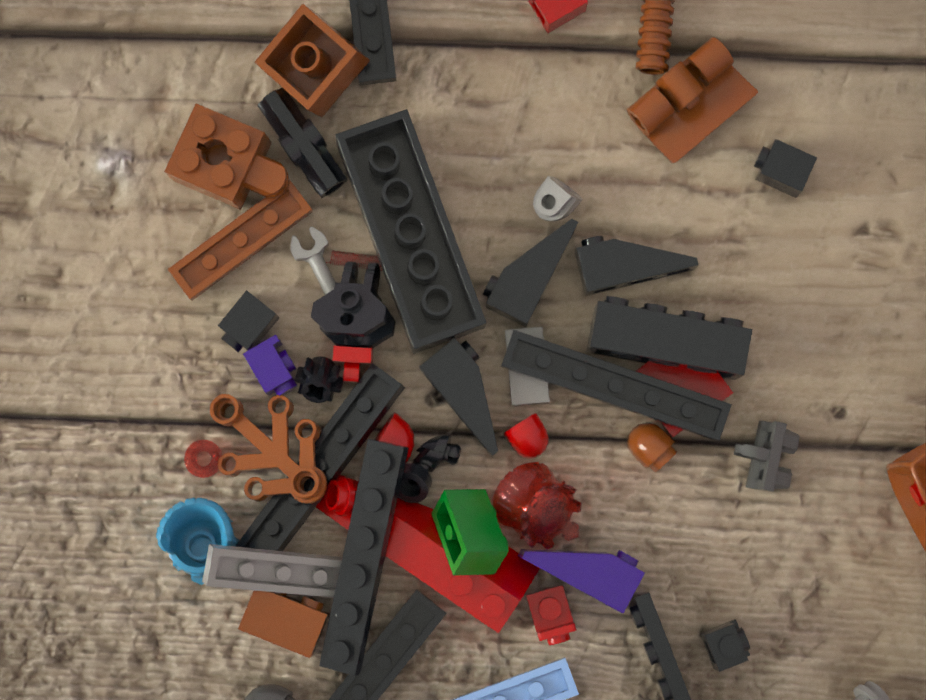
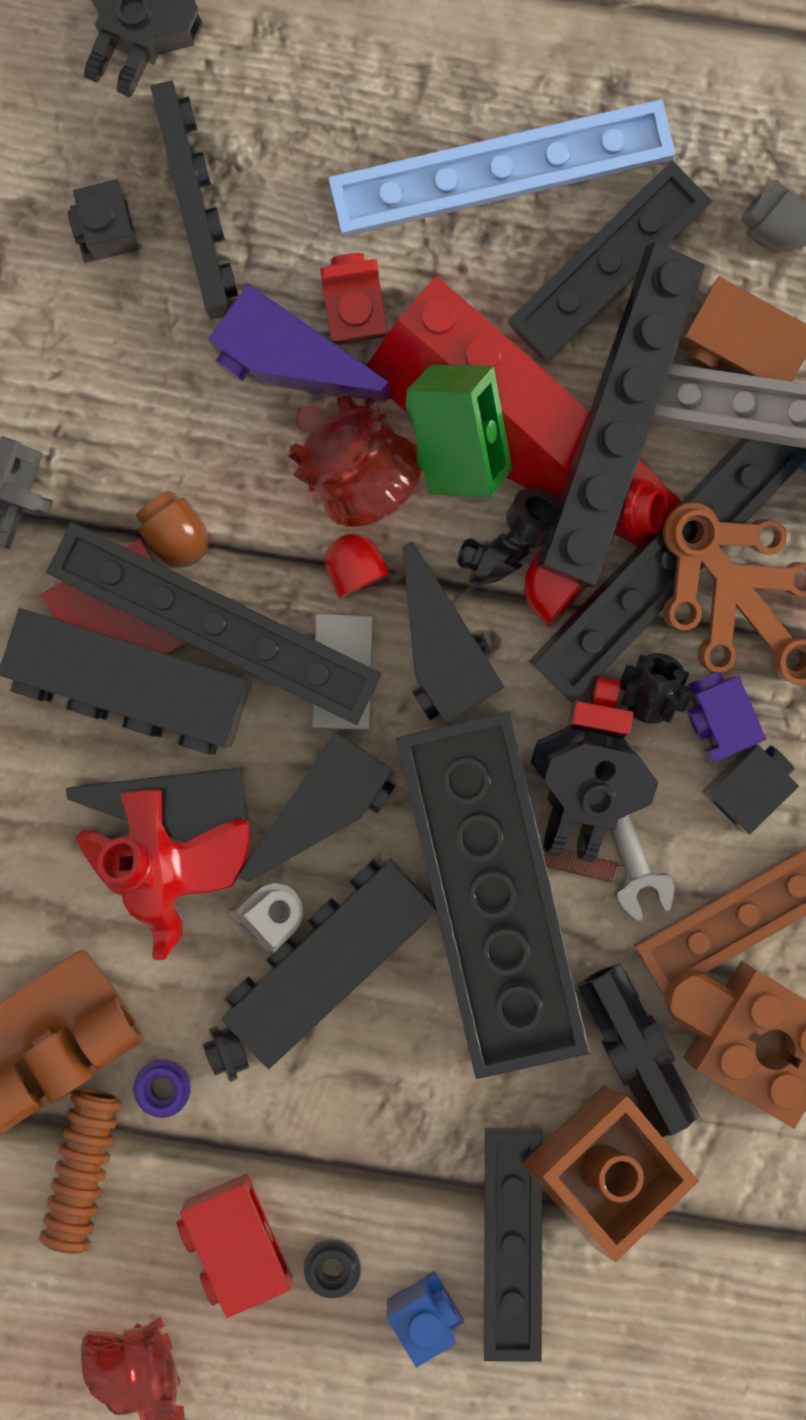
camera: 175 degrees left, 5 degrees up
(512, 174) = (327, 963): none -> black brick
(572, 108) = (225, 1053): none -> black plate
(613, 69) = (154, 1104): none -> dark purple plate
(632, 217) = (156, 871): none -> red animal

